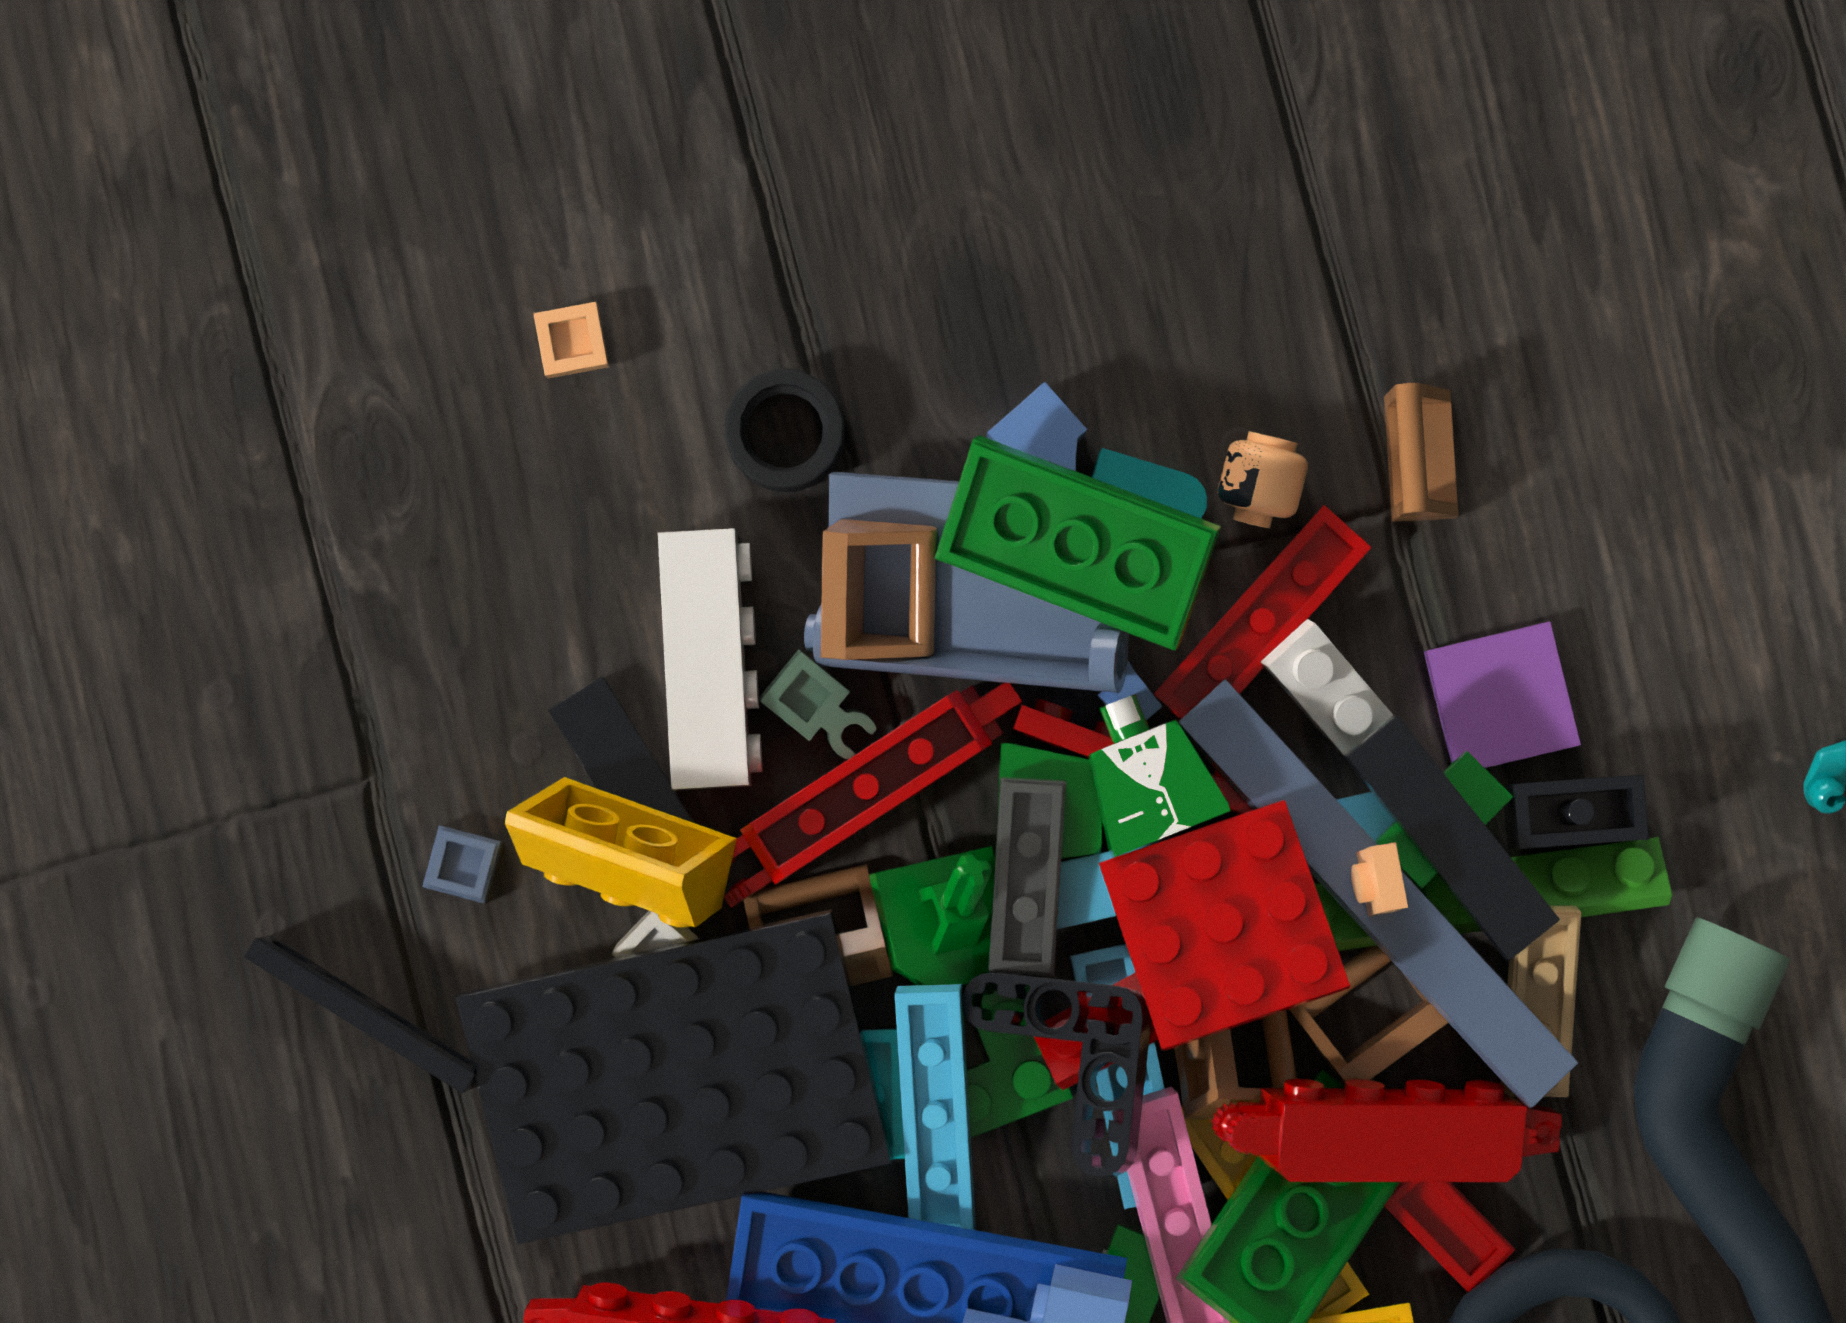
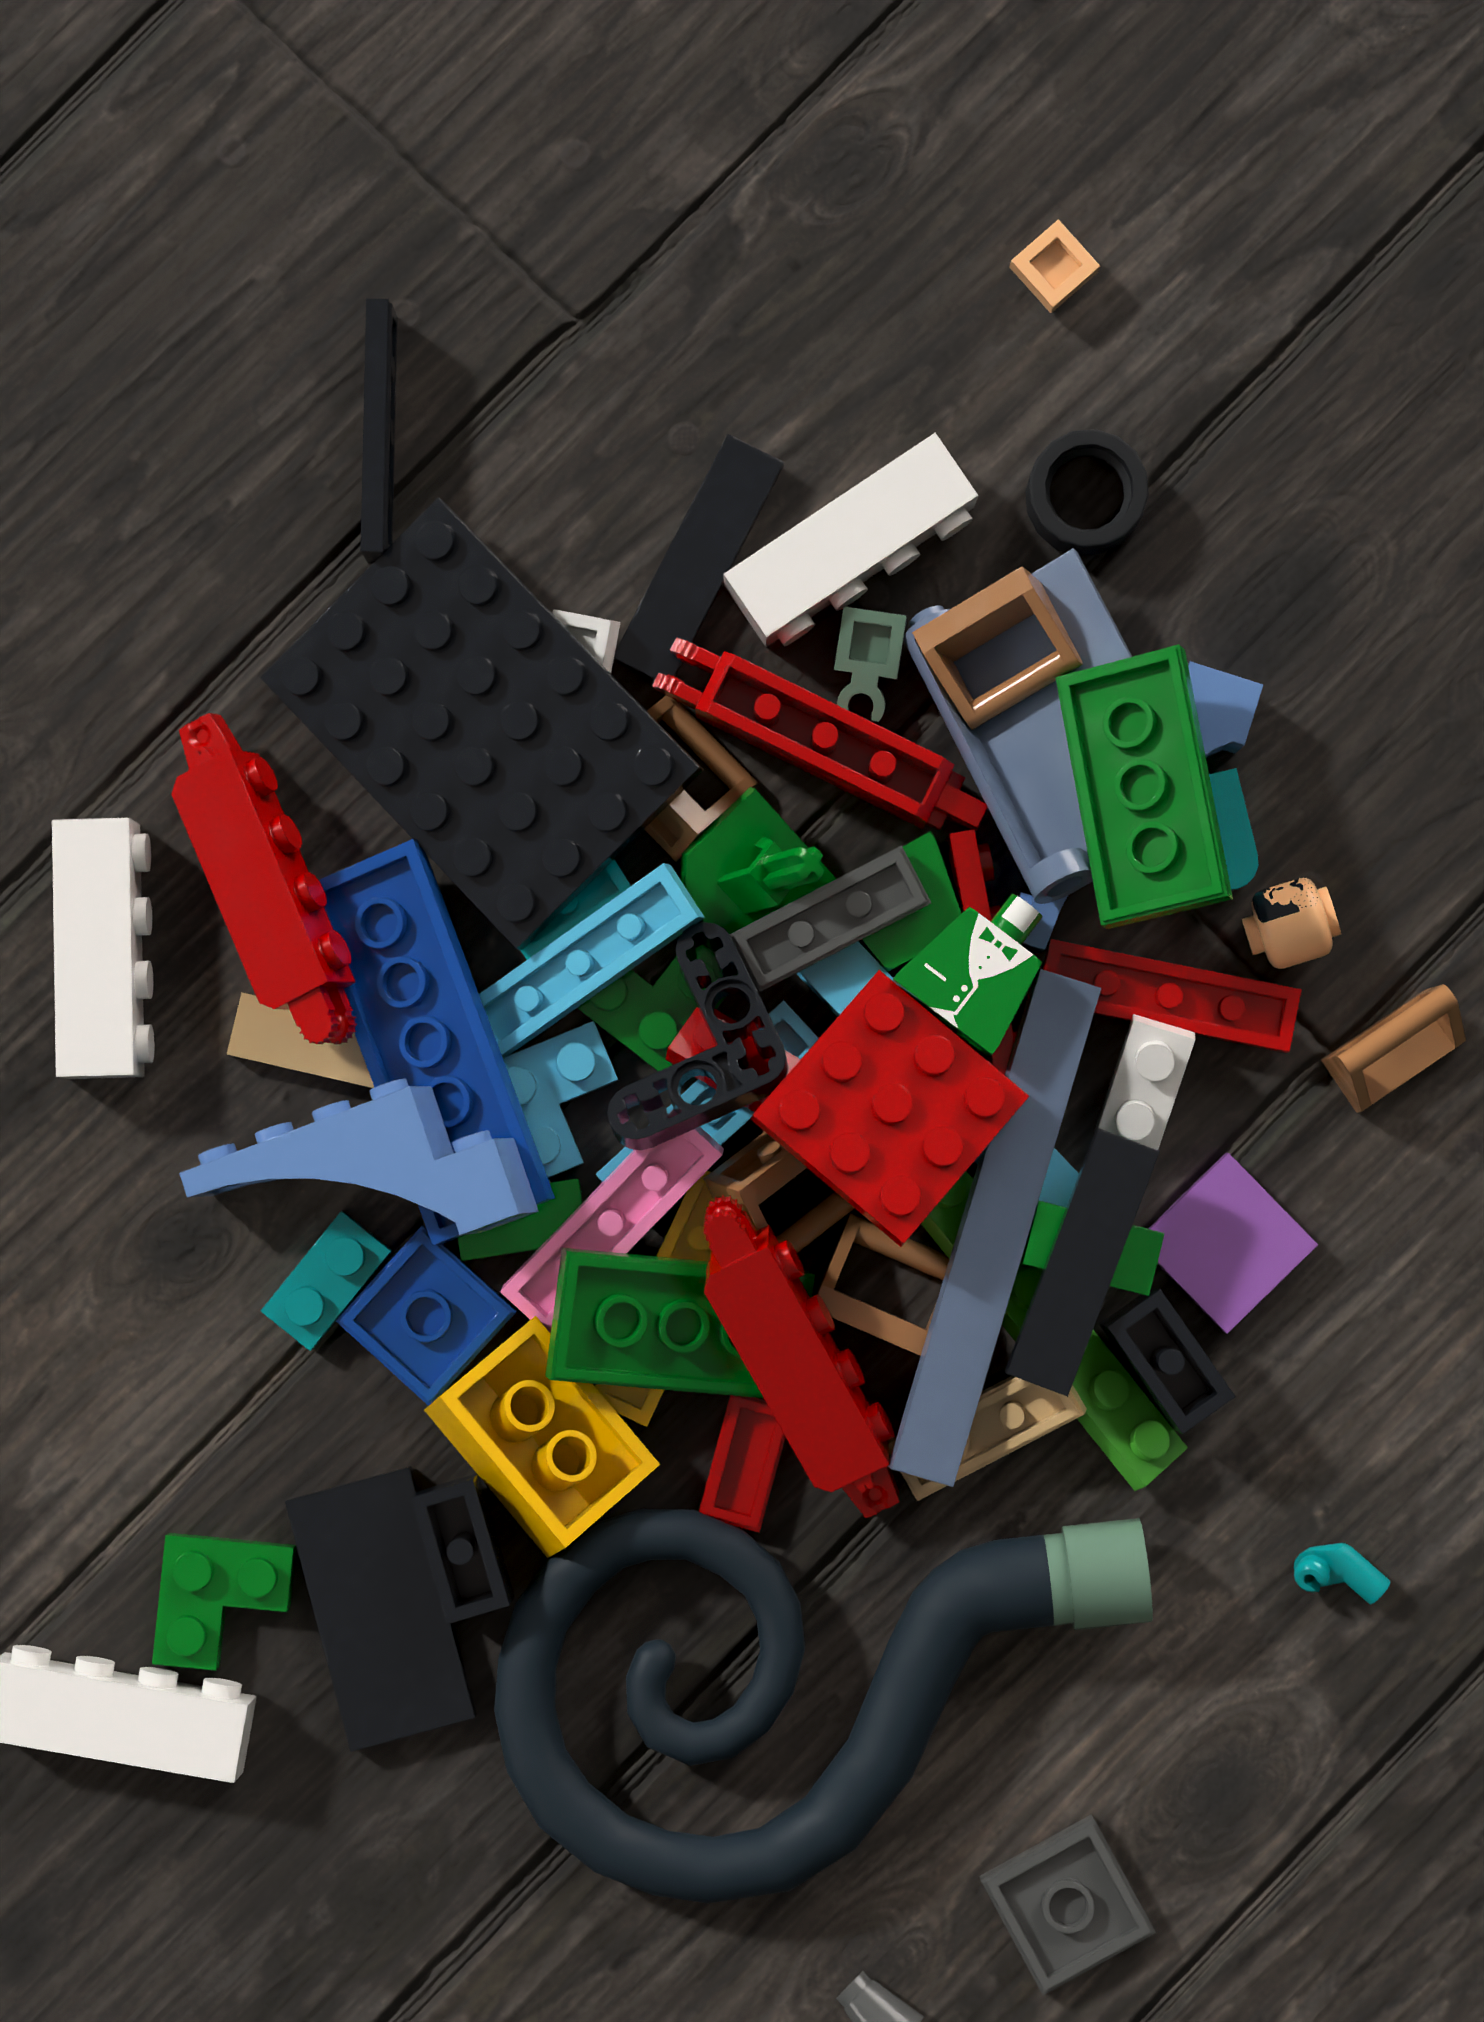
camera: 55 degrees right, 0 degrees up
(462, 864) = (553, 441): sand blue tile -> none
(623, 851) = (645, 562): yellow slope -> none
(1015, 1196) = (554, 1075): none -> medium azure plate
(1379, 880) = (1008, 1218): light nougat plate -> none

